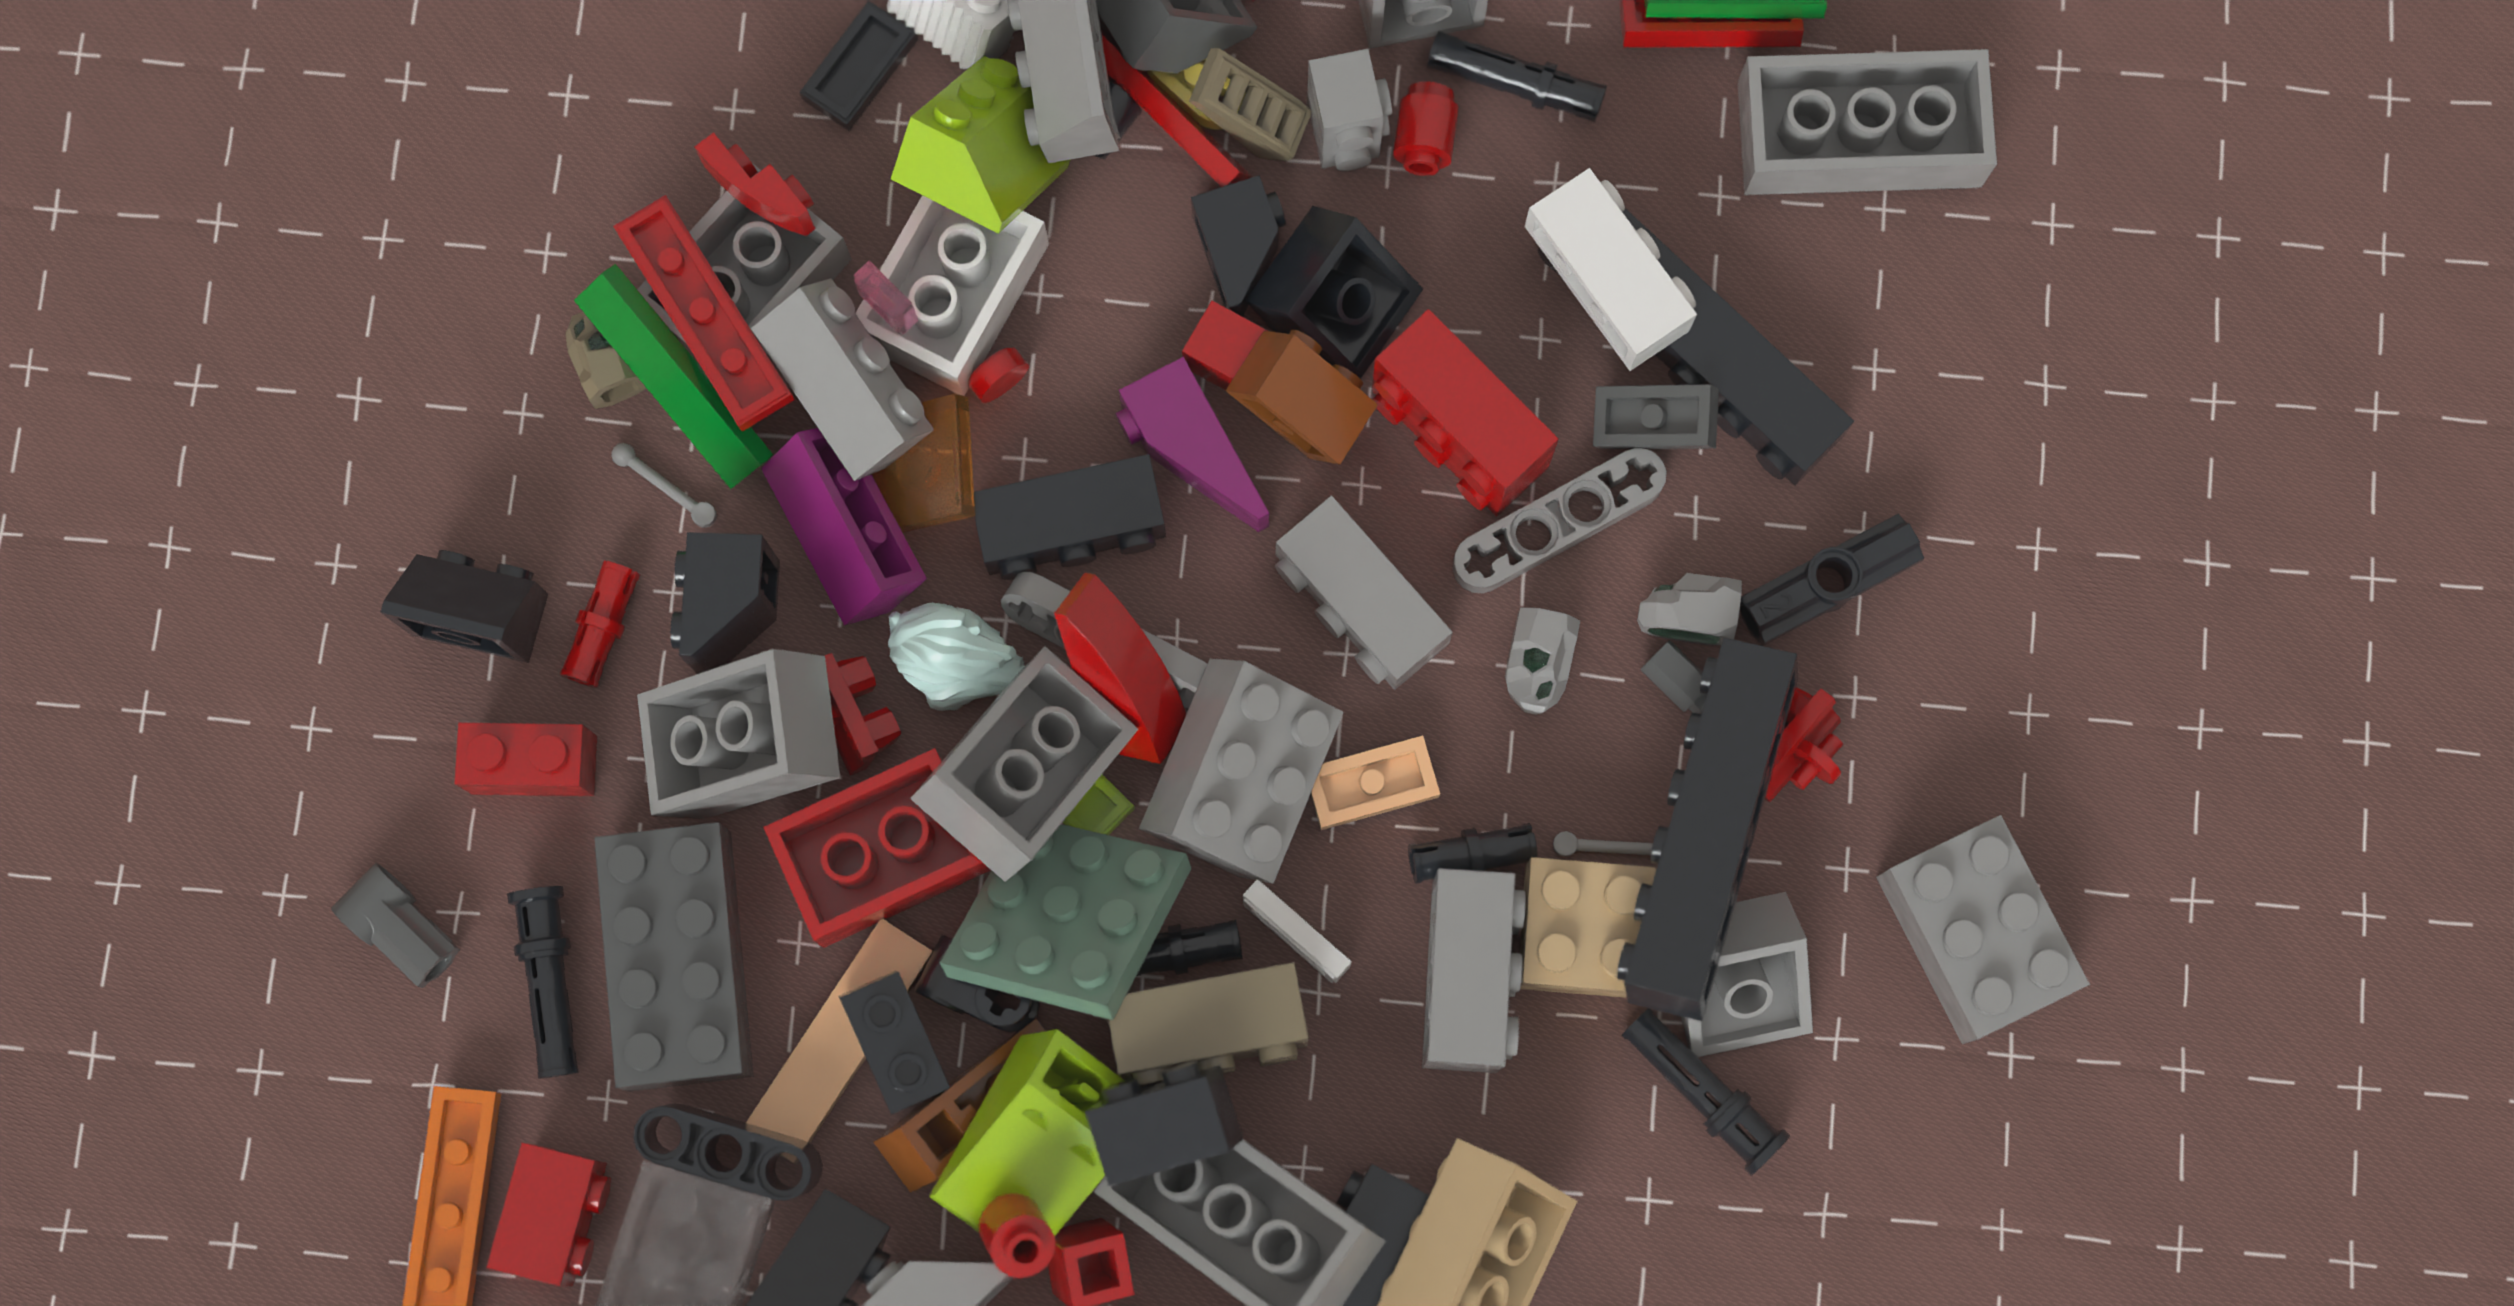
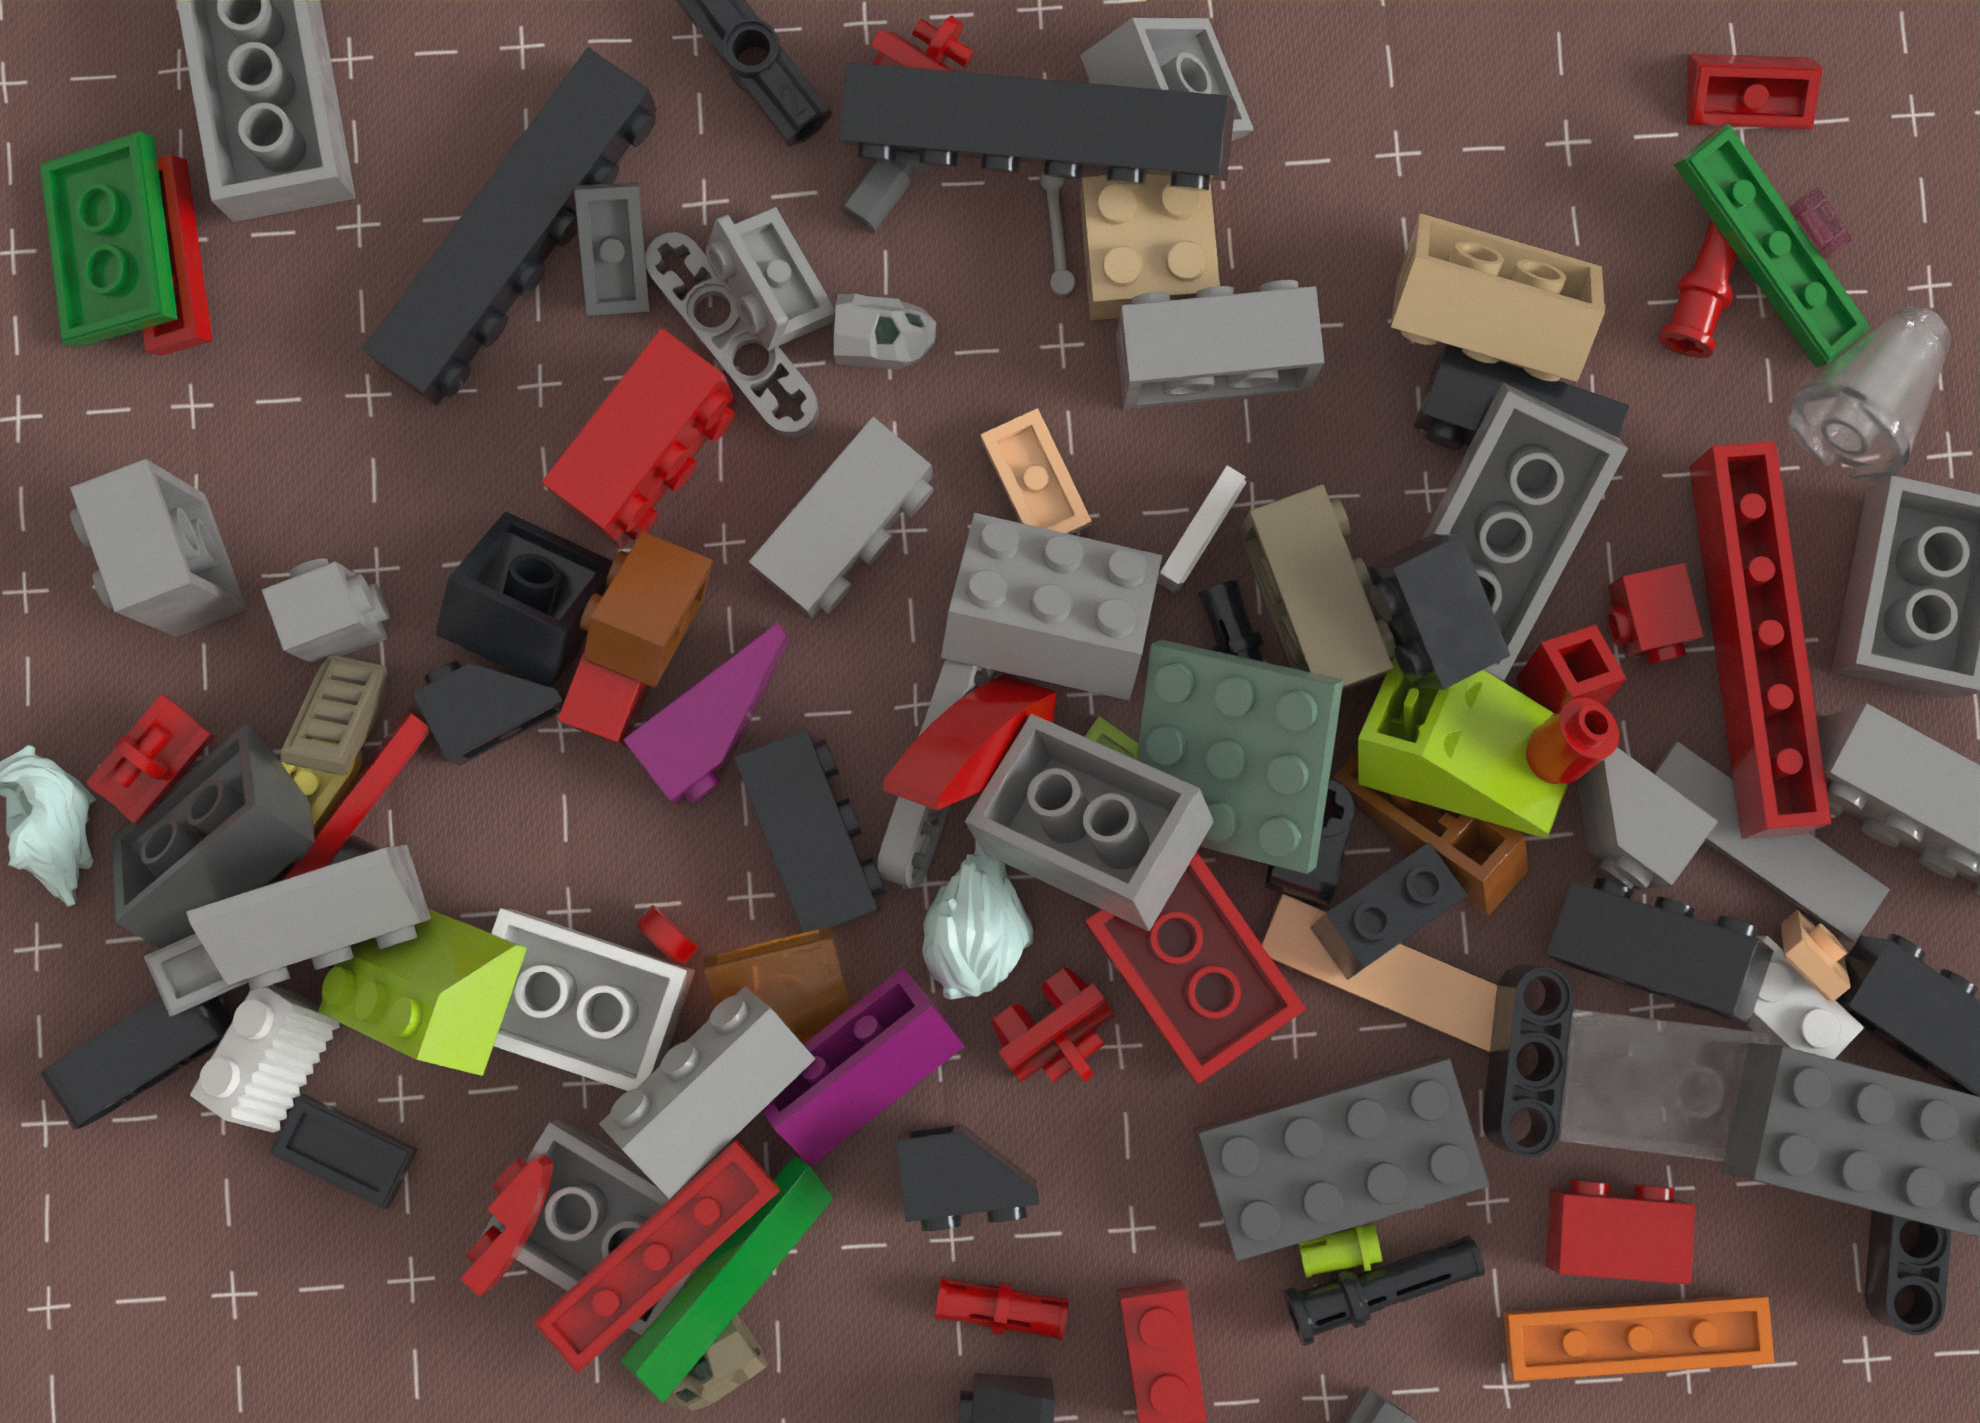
camera: 100 degrees left, 5 degrees up
(587, 948) = (1341, 1250): none -> lime pin
(702, 513) = (863, 1225): light grey hinge -> none
(738, 735) = (1106, 1129): light grey brick -> none
(885, 298) = (615, 1058): clear pink tile -> none
(1426, 128) = (331, 530): red brick -> none
(1473, 851) = (1090, 369): black pin -> none
(1517, 76) = (259, 448): black pin -> none
(1606, 561) = (770, 278): none -> light grey bracket
(1611, 268) = (465, 305): white brick -> none
(1648, 1033) = (1309, 91): black pin -> none
(1693, 610) = (805, 183): light grey rock -> none

